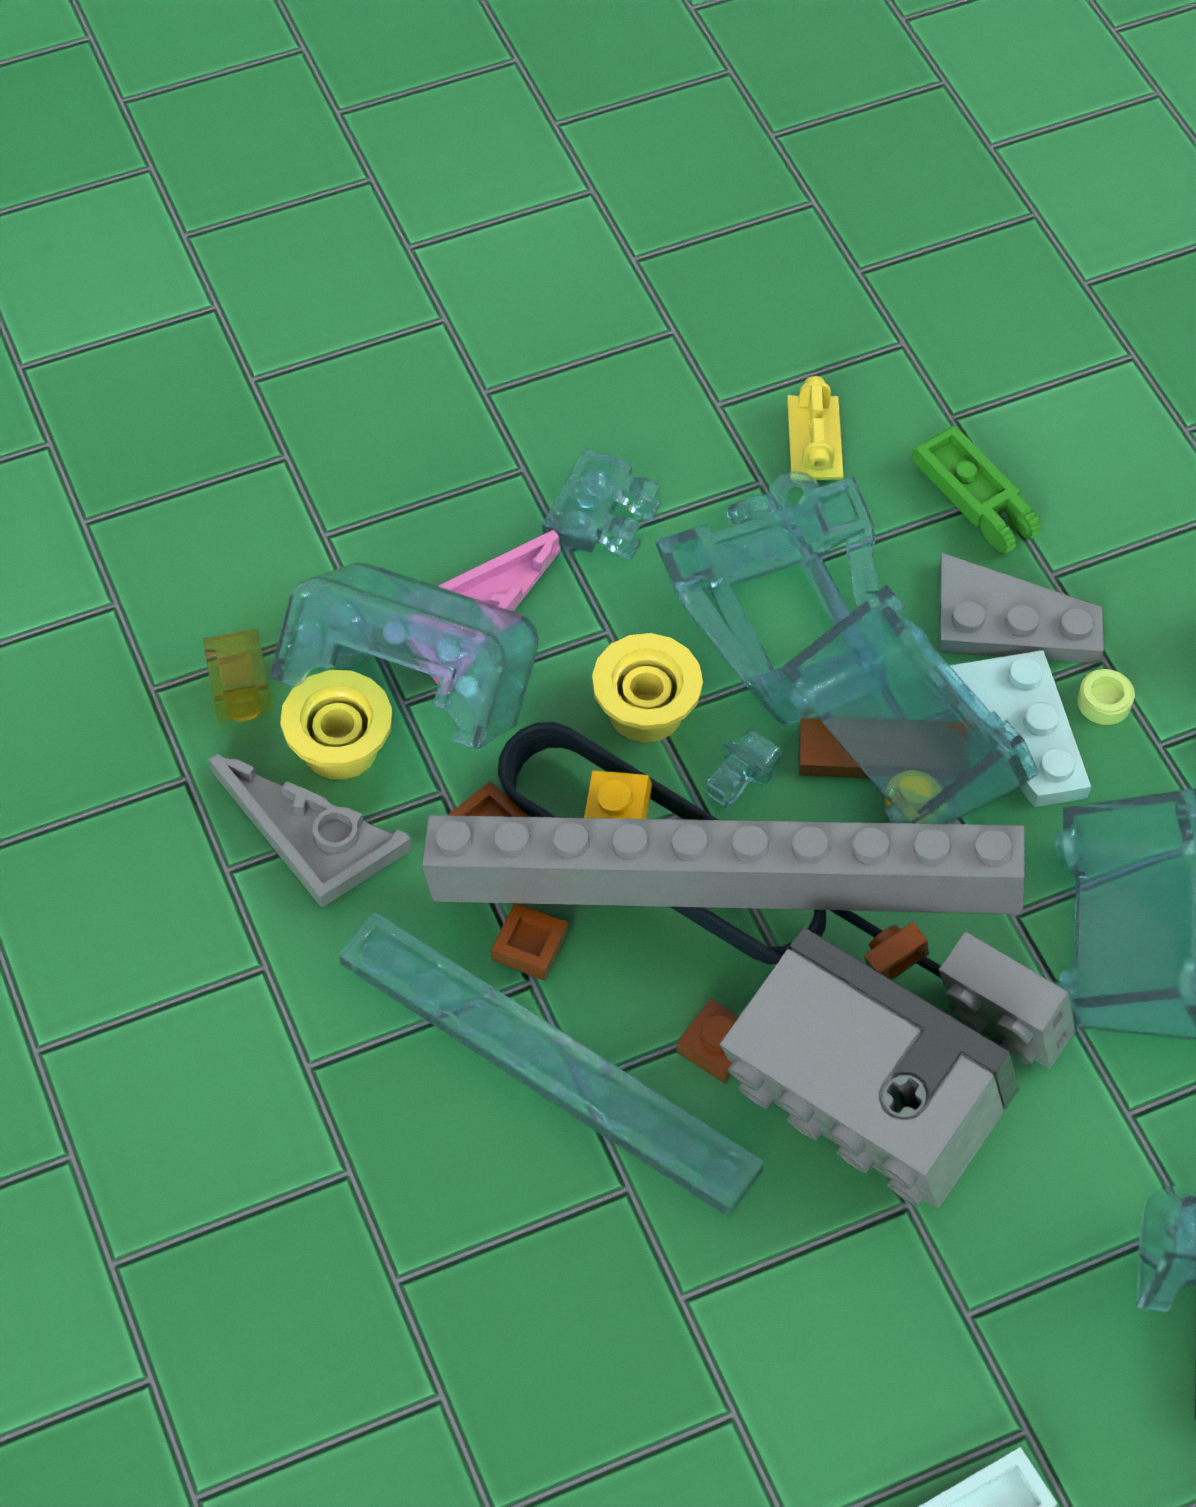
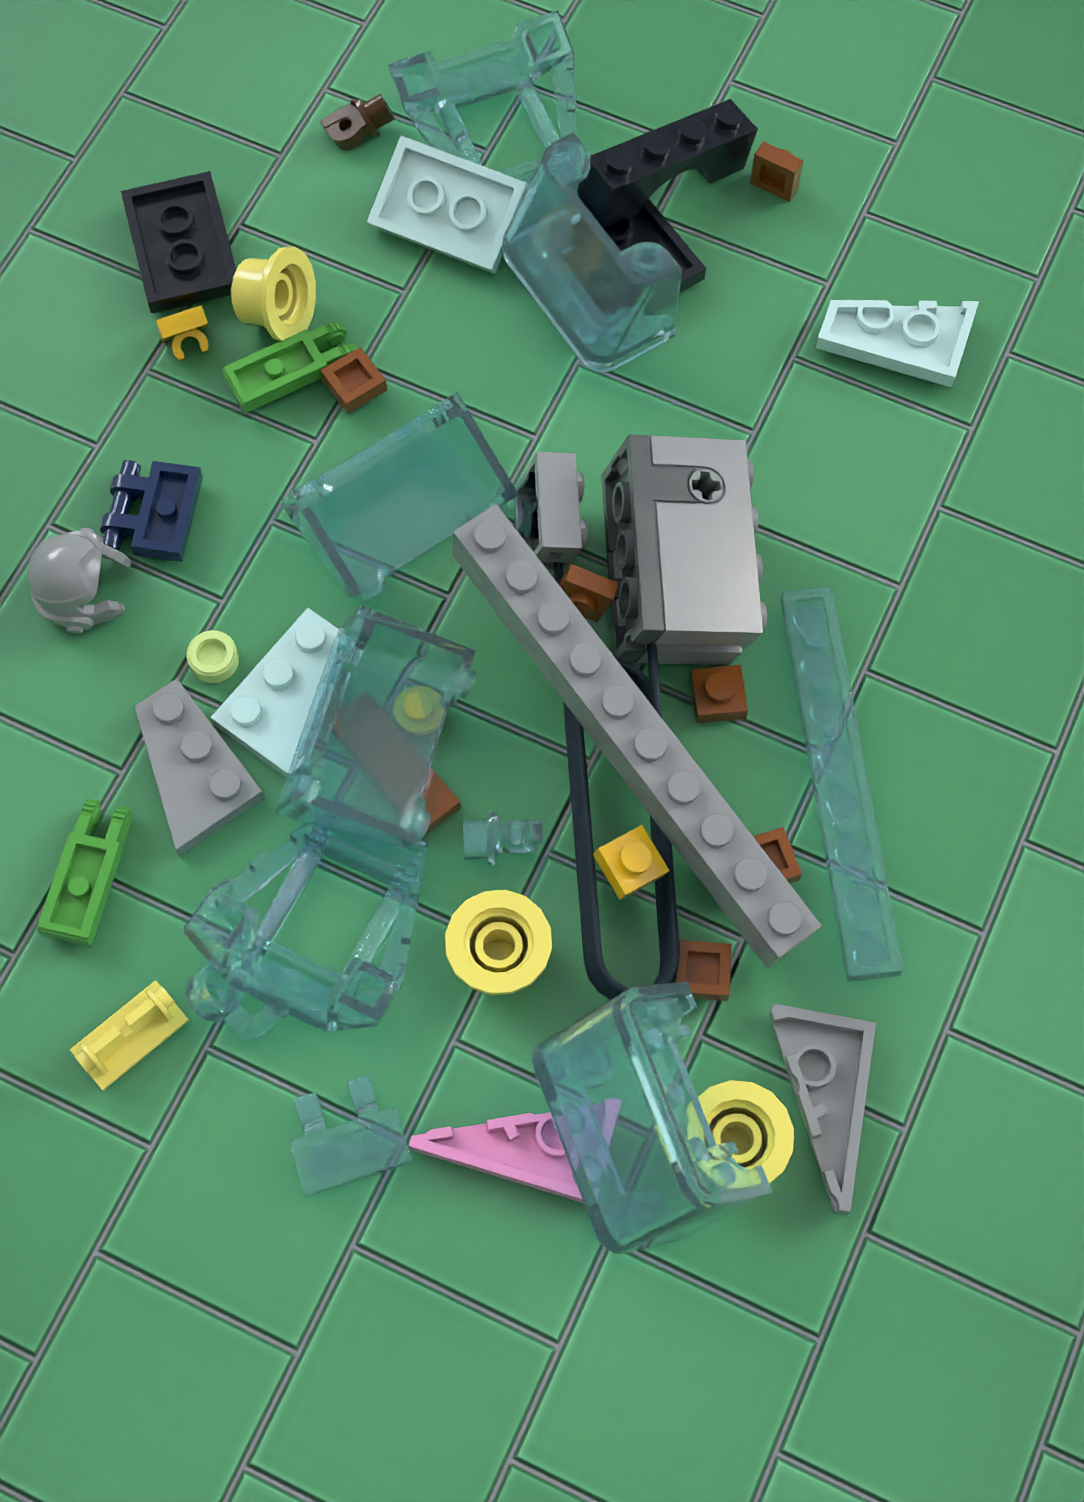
camera: 130 degrees left, 10 degrees up
(237, 676) = (761, 1264): clear yellow brick -> none

